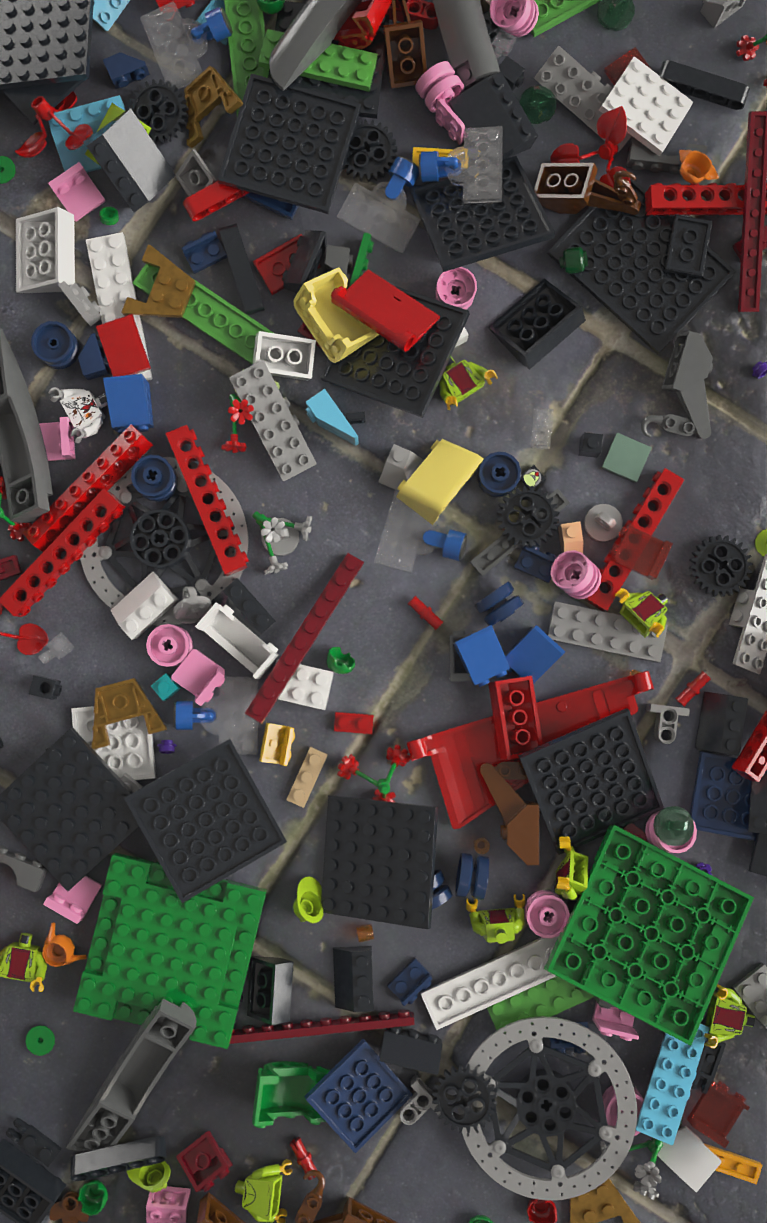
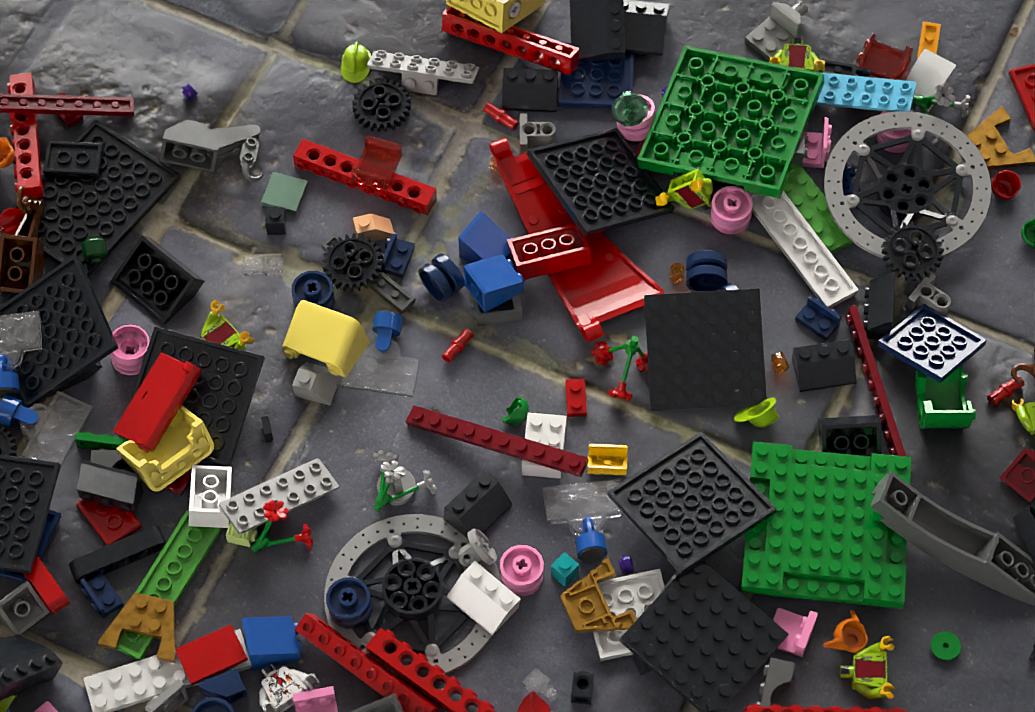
camera: 95 degrees left, 25 degrees down
(109, 215) = (65, 694): green tile -> none
(177, 439) = (362, 561): red brick -> none
(199, 676) = (550, 534): bright pink bracket -> none
(238, 639) = (512, 499): white windscreen -> none
(307, 777) = (636, 433): tan plate -> none
(328, 416) = (268, 447): medium azure slope -> none
(498, 924) = (748, 249): lime torso -> none
(519, 817) = (648, 237): reddish brown slope -> none
(532, 477) = (311, 265): tile -> none
(576, 574) = (395, 212): bright pink wheel -> none
(603, 522) = (350, 204): light grey tile -> none
(603, 632) = (455, 190): light grey plate -> none
(644, 611) = (434, 157): torso -> none

